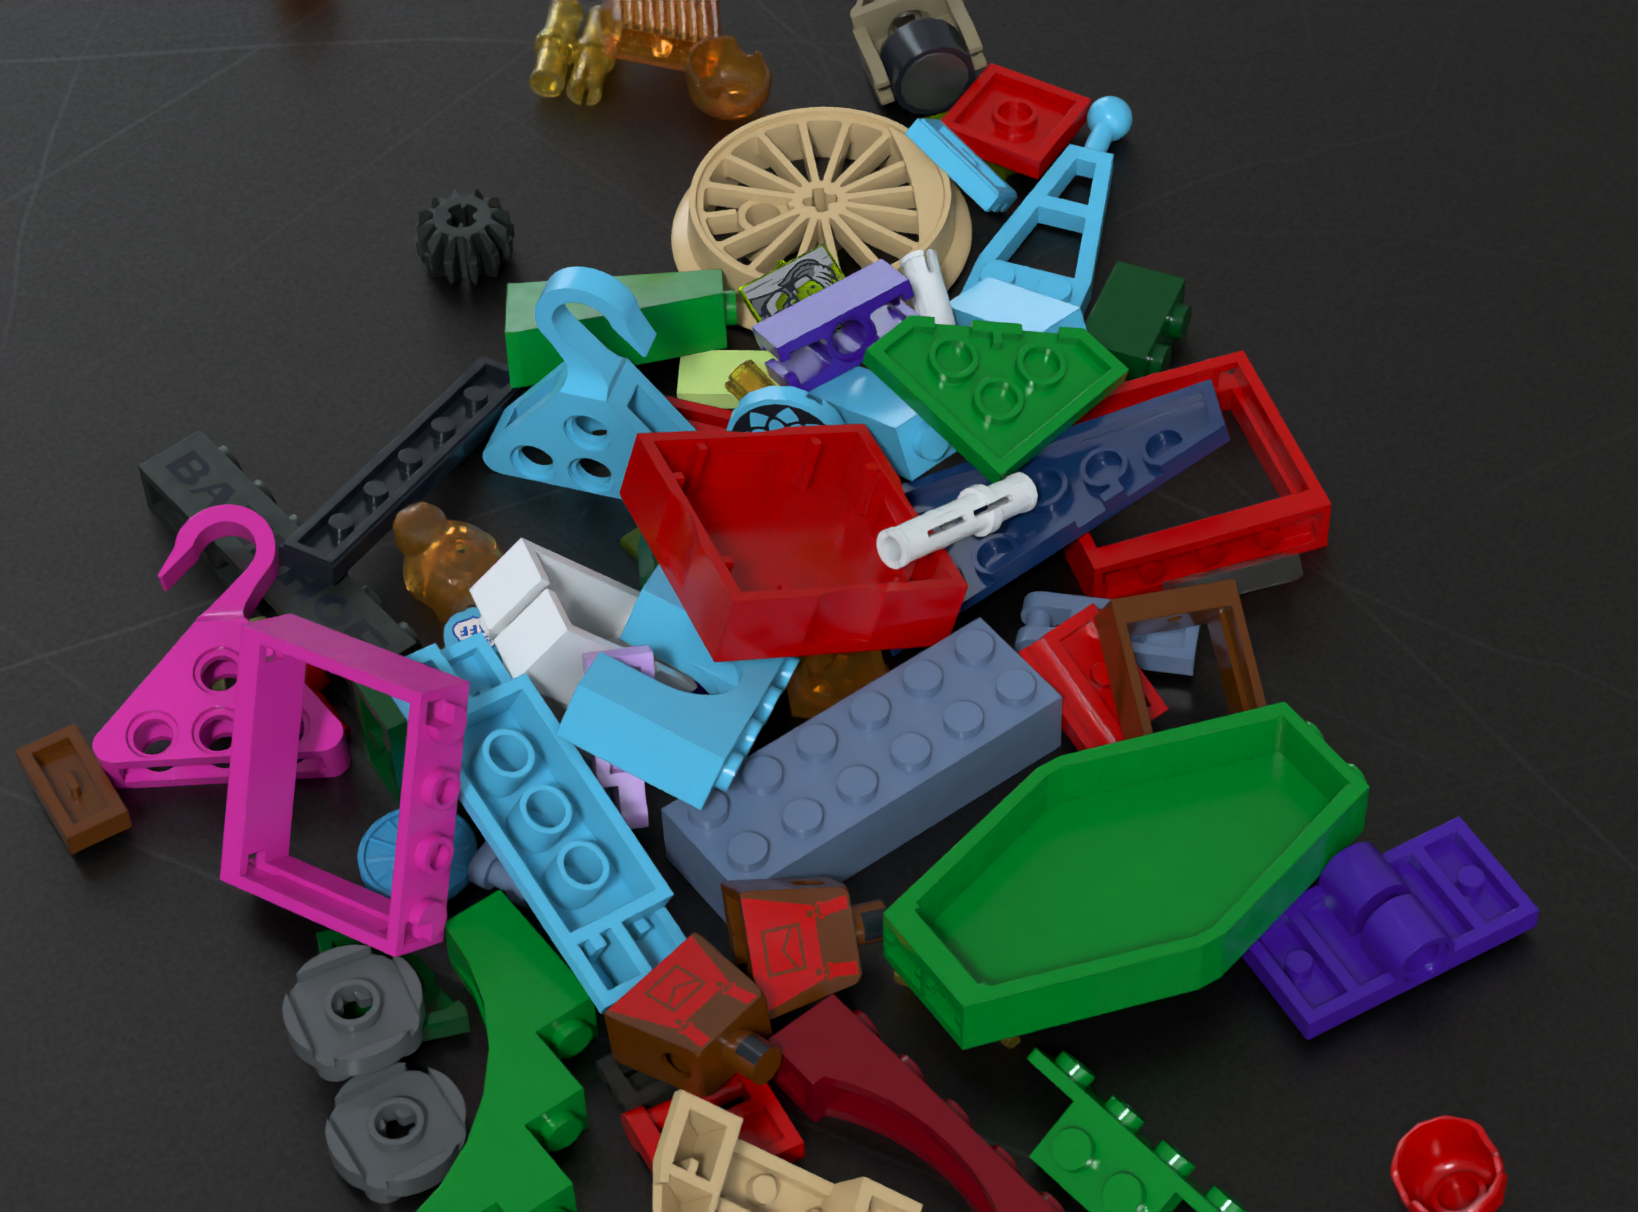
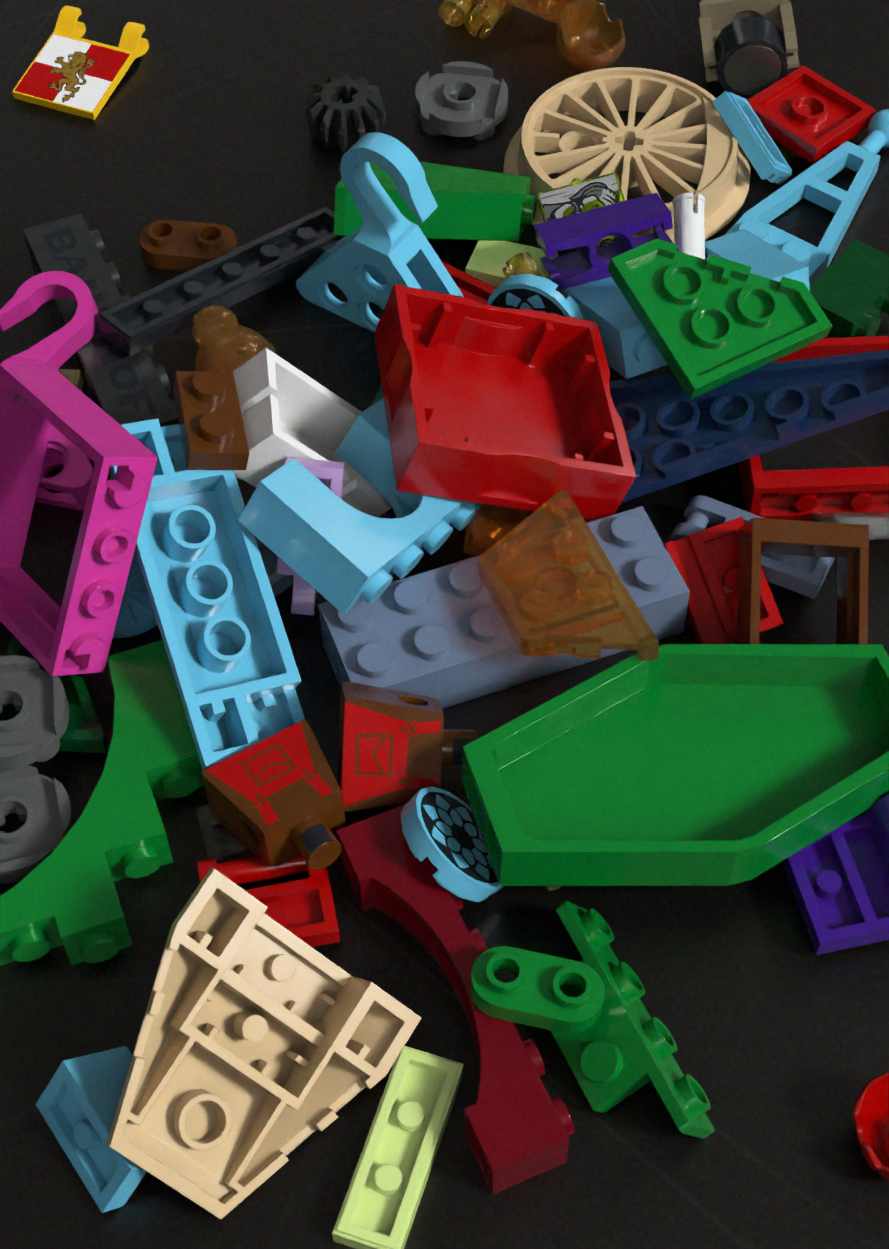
camera: 15 degrees right, 5 degrees up
(105, 255) = (79, 72): none -> flag
(331, 439) = (184, 244): none -> reddish brown plate
(488, 632) = (210, 421): none -> reddish brown plate
(583, 213) = (445, 114): none -> dark grey plate
(886, 1010) = (446, 833): none -> medium azure tile
(928, 724) = (562, 588): none -> clear orange wing
(1004, 500) = (595, 425): white pin -> none
(1039, 1139) = (536, 993): none -> green plate

